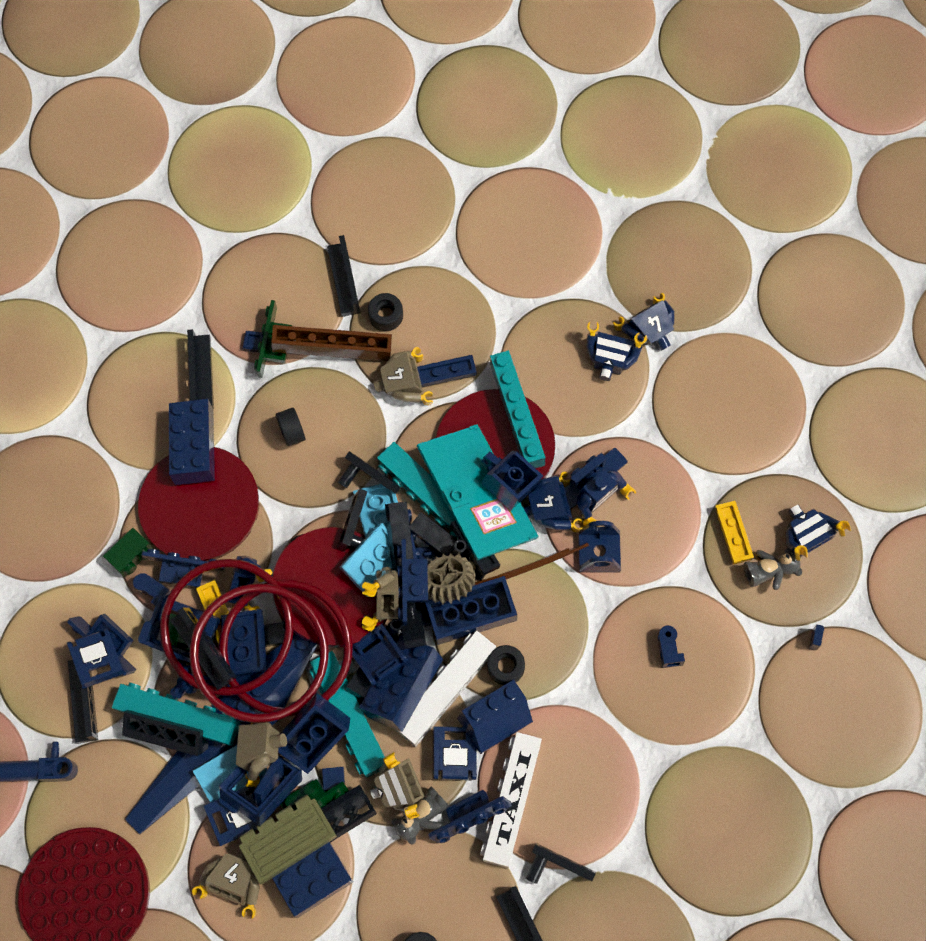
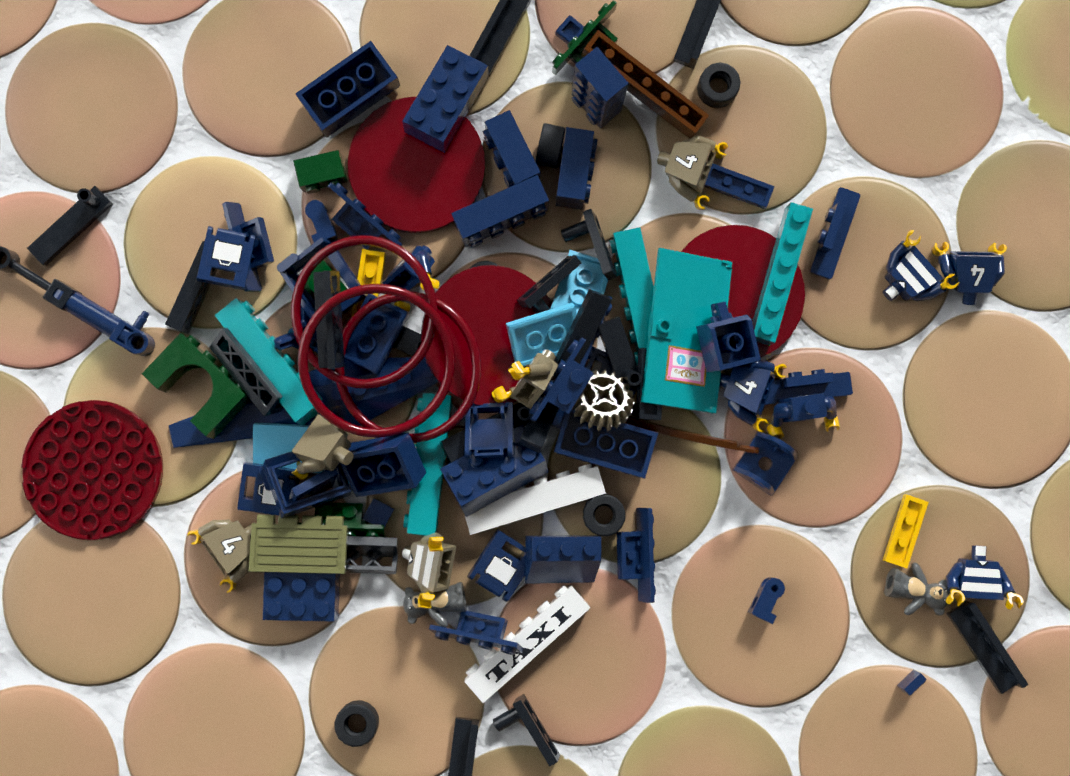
camera: 25 degrees right, 15 degrees up
(107, 754) = (184, 355): none -> dark green arch
(113, 480) = (348, 89): none -> dark blue brick
(265, 449) = (509, 149): none -> dark blue brick
(284, 495) = (501, 211): none -> dark blue brick
(299, 363) = (598, 88): none -> dark blue brick
(320, 430) = (576, 168): none -> dark blue brick
(537, 359) = (835, 232): none -> dark blue bracket
(550, 677) = (636, 555): none -> dark blue bracket
(851, 576) = (986, 647): none -> black fence

